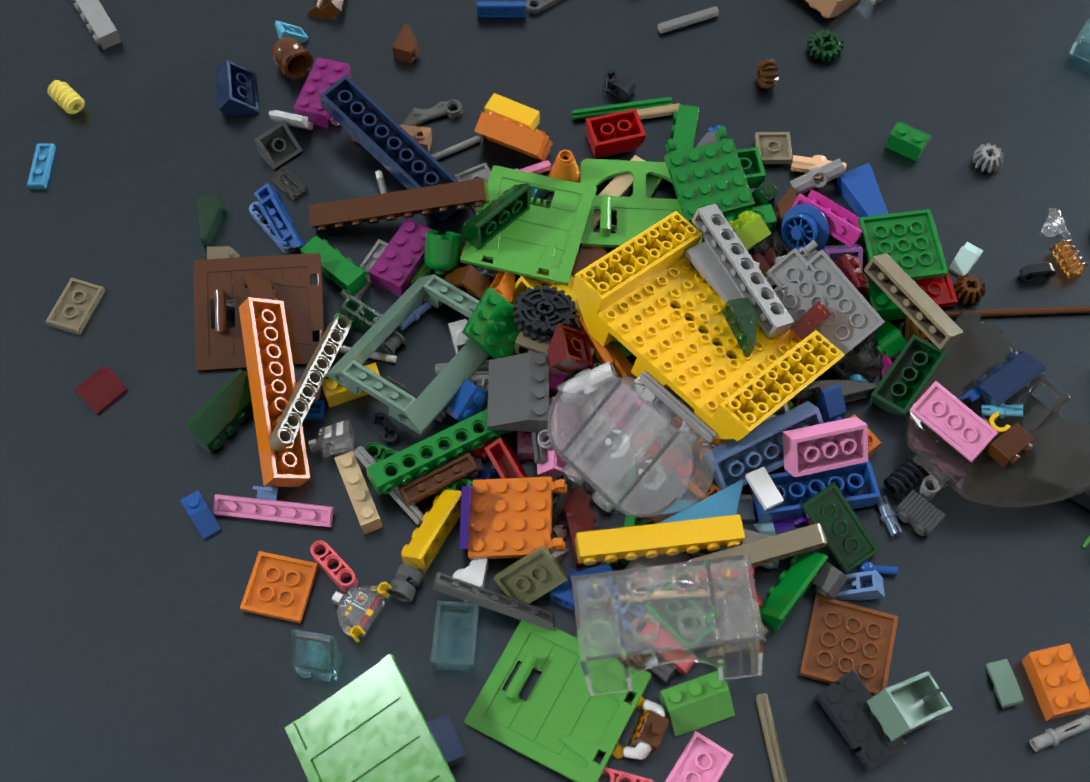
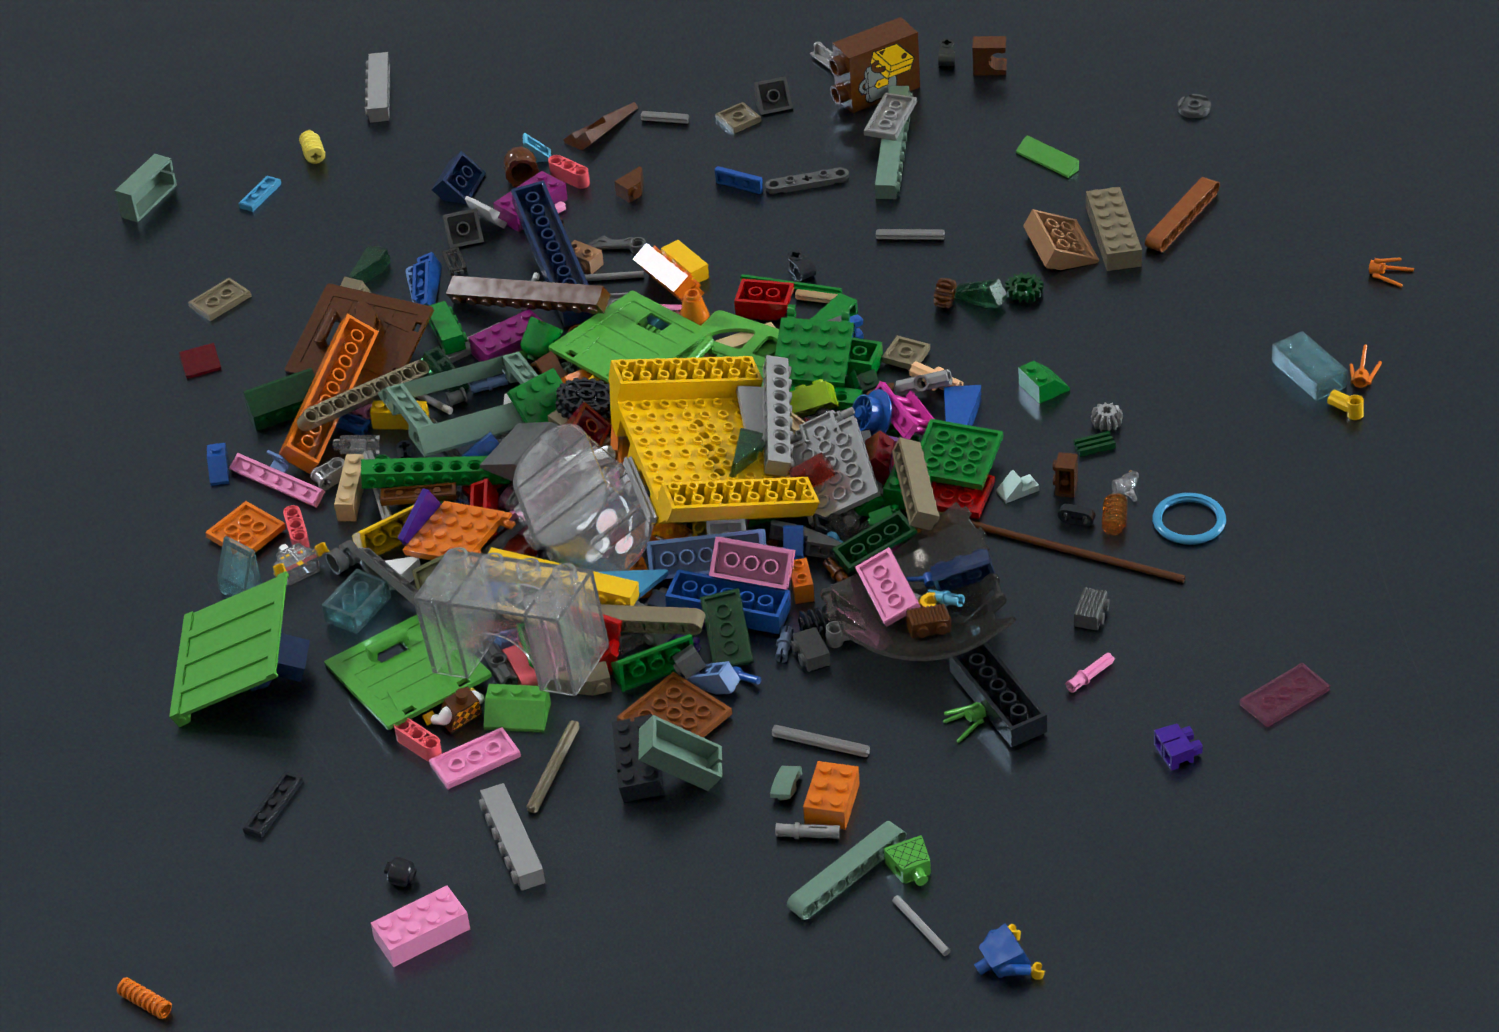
camera: 30 degrees right, 20 degrees down
(323, 486) = (330, 473): none -> light grey piece
(337, 48) = (569, 171): none -> coral beam
(497, 215) = (600, 321): dark green slope -> none
(764, 488) = (678, 577): white tile -> none
(797, 62) = (982, 293): none -> clear green slope
(882, 415) = (837, 573): none -> reddish brown pin
(969, 289) = (998, 508): reddish brown gear -> none
(997, 617) = (821, 741): none -> light grey axle
(1002, 180) = (1094, 444): none -> dark green tile
(1007, 234) = (1065, 474): none -> reddish brown brick

